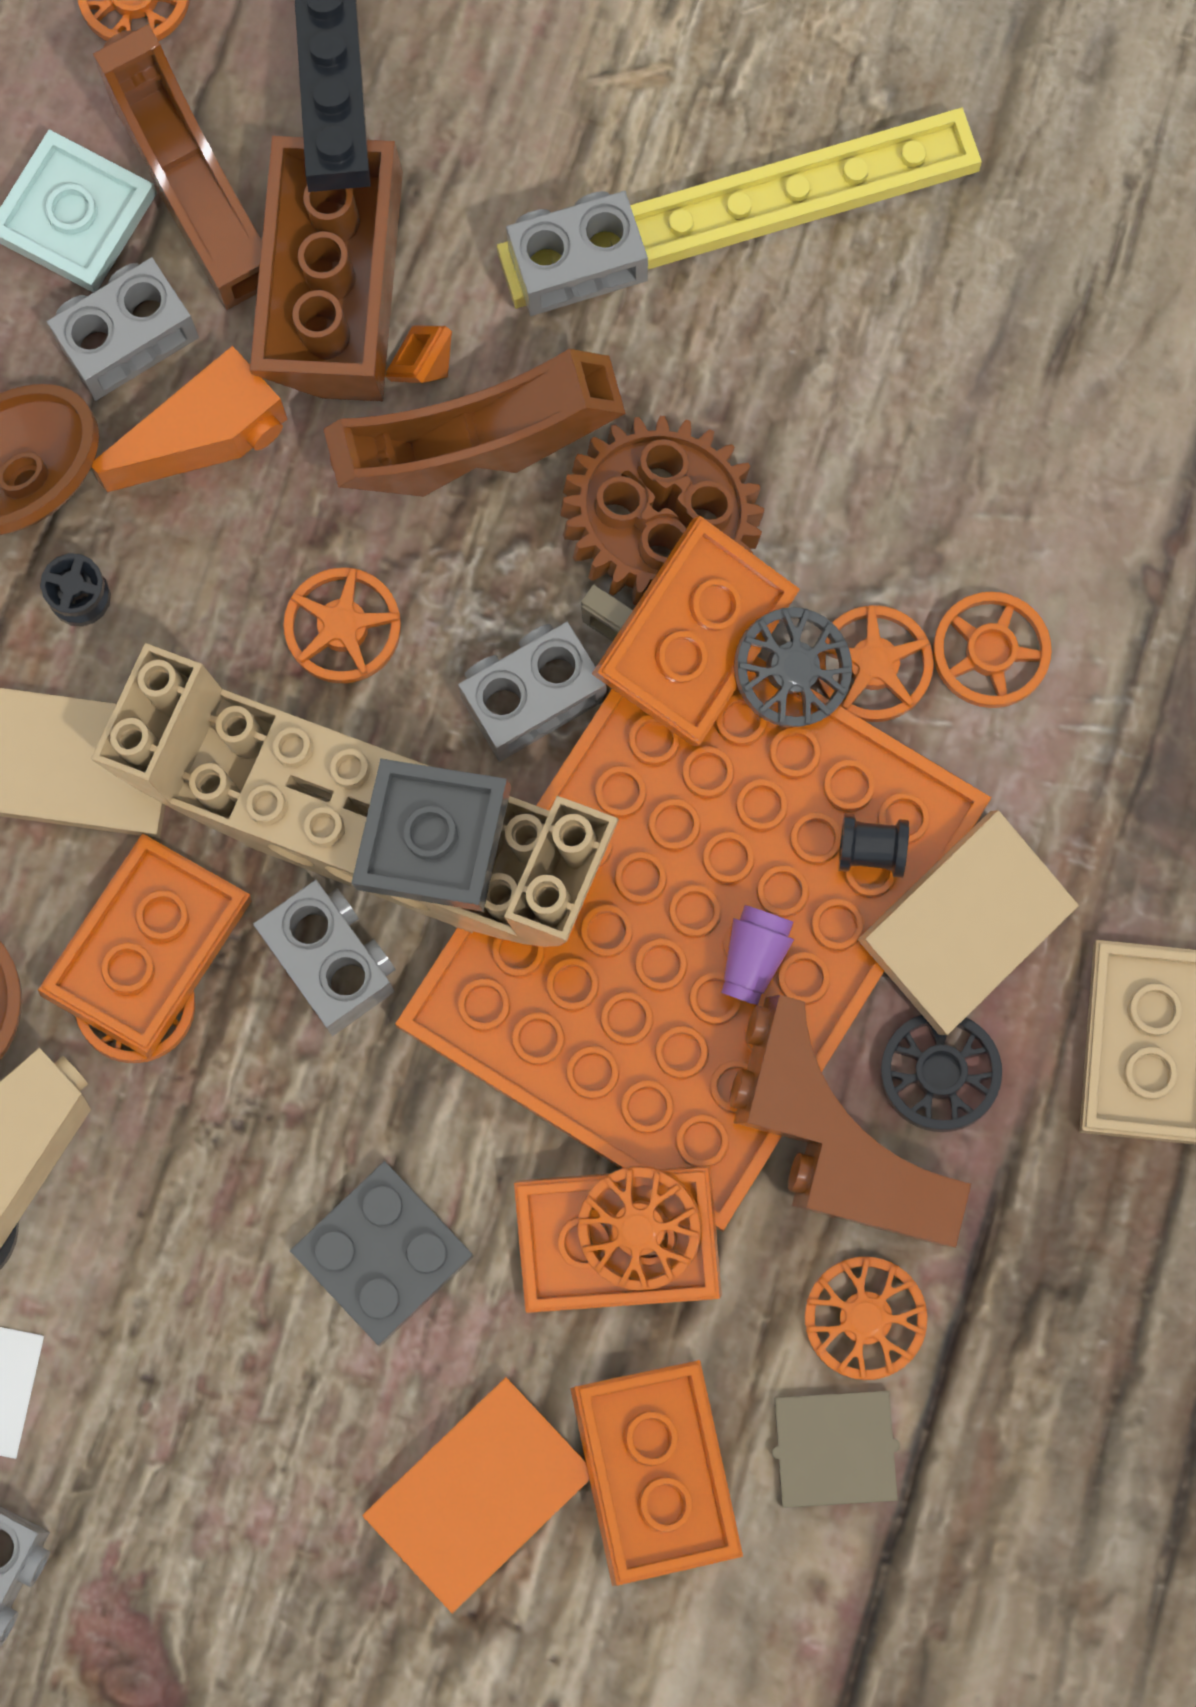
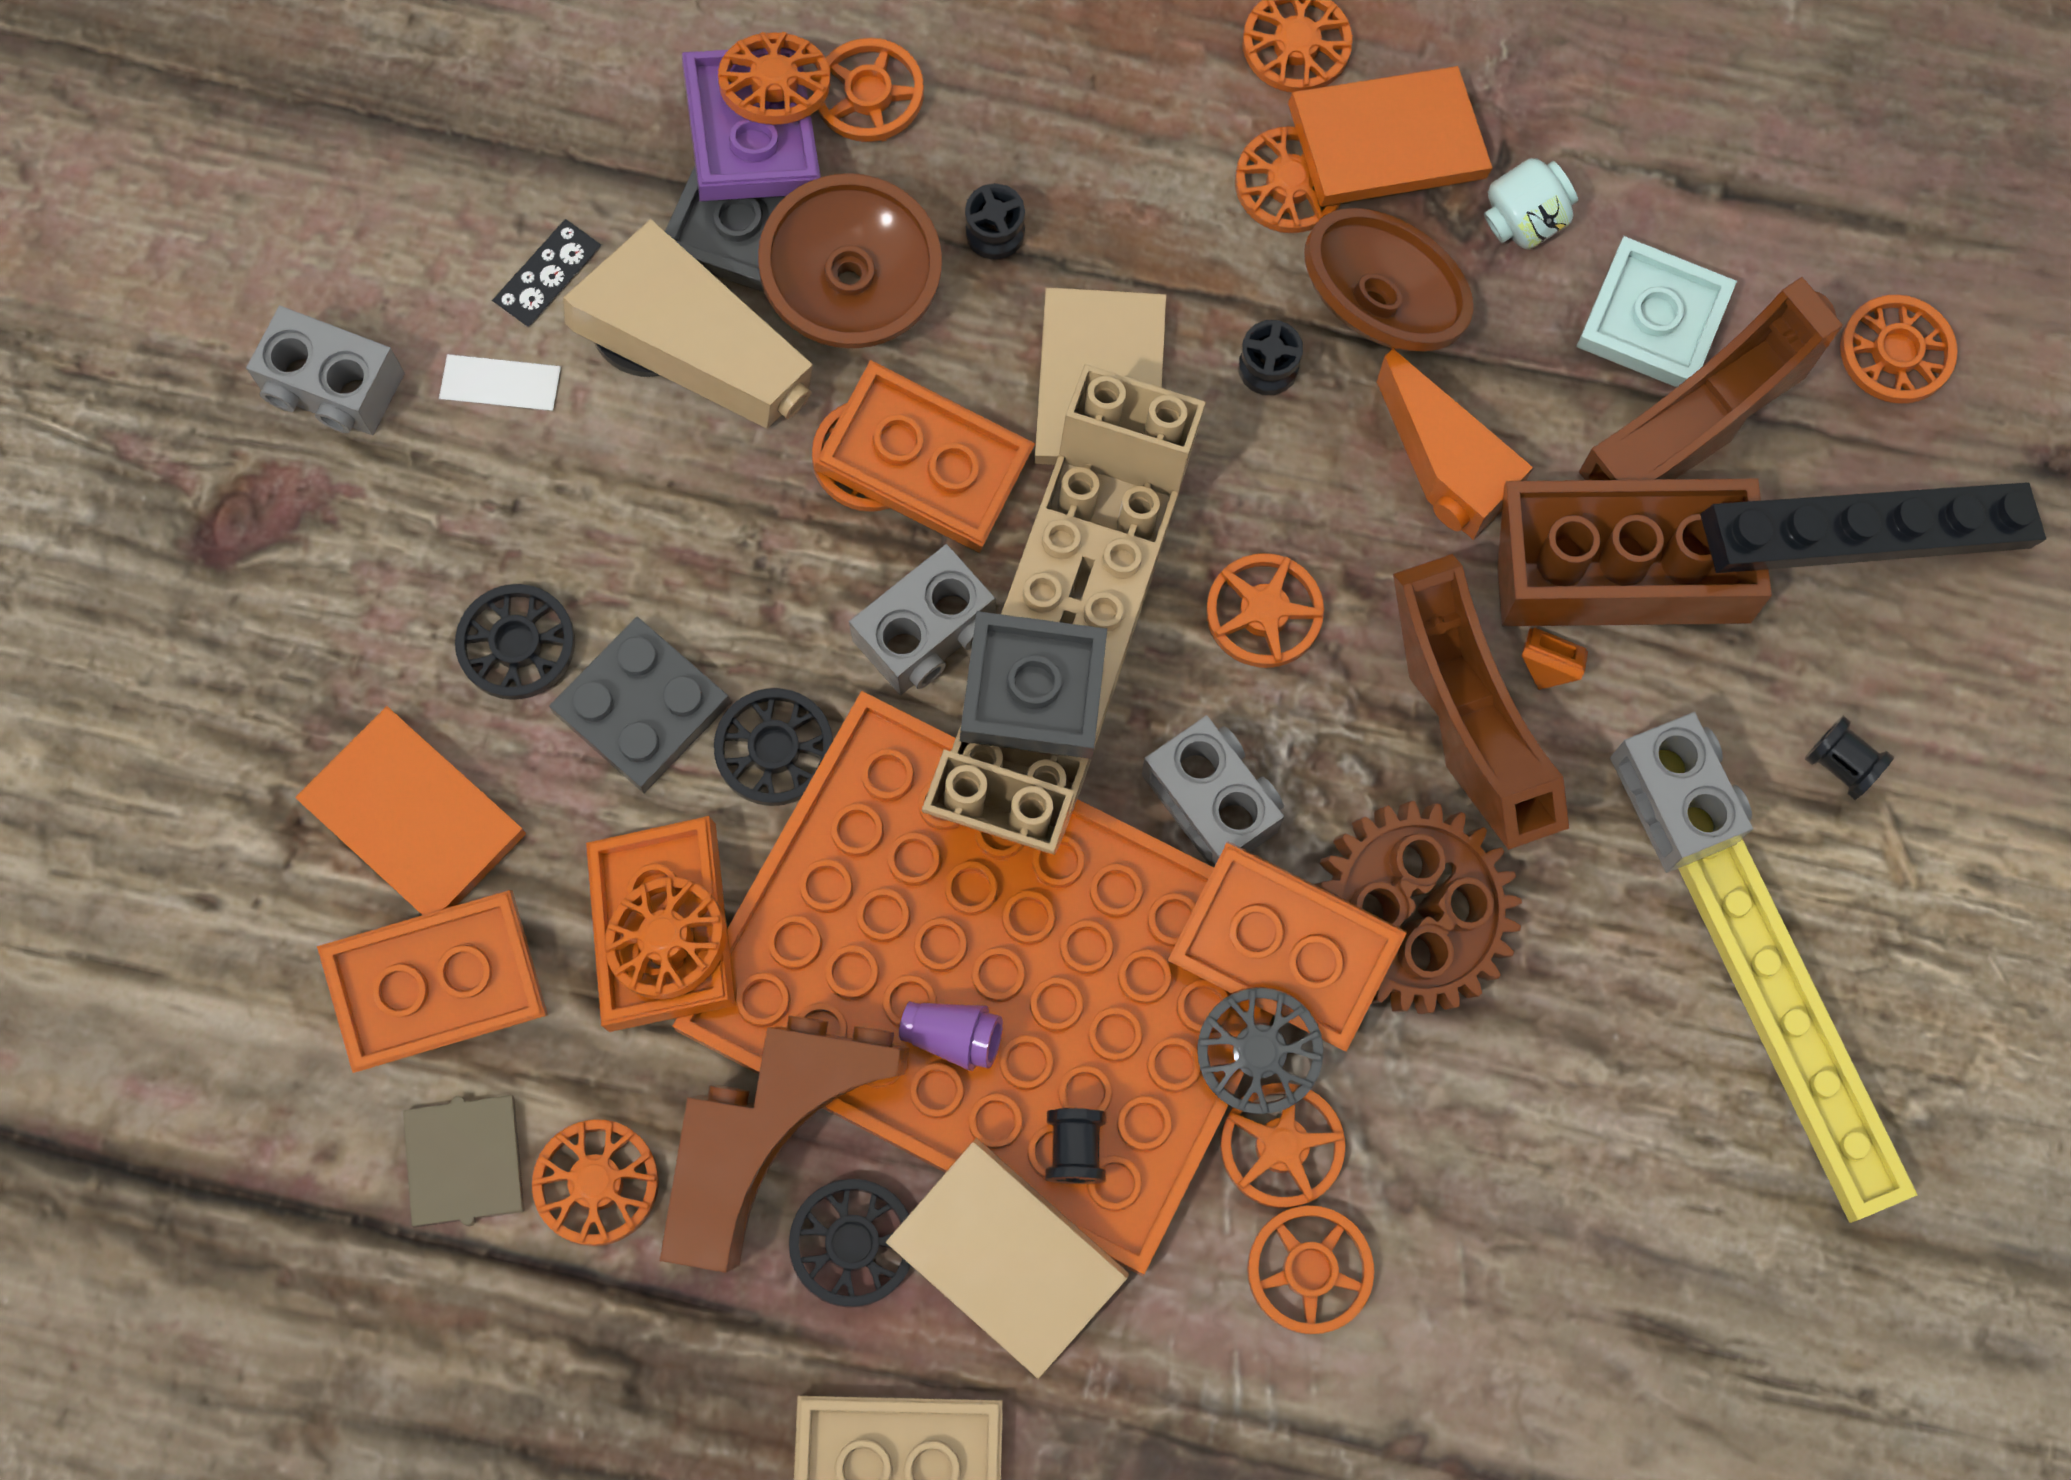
camera: 80 degrees right, 5 degrees down
(132, 341) = (1527, 378): light grey brick -> none
(301, 1381) = (515, 641): none -> black wheel
(439, 1120) = (771, 745): none -> black wheel
(547, 102) = (1849, 758): none -> black bush
(604, 612) = (1303, 853): dark tan tile -> none

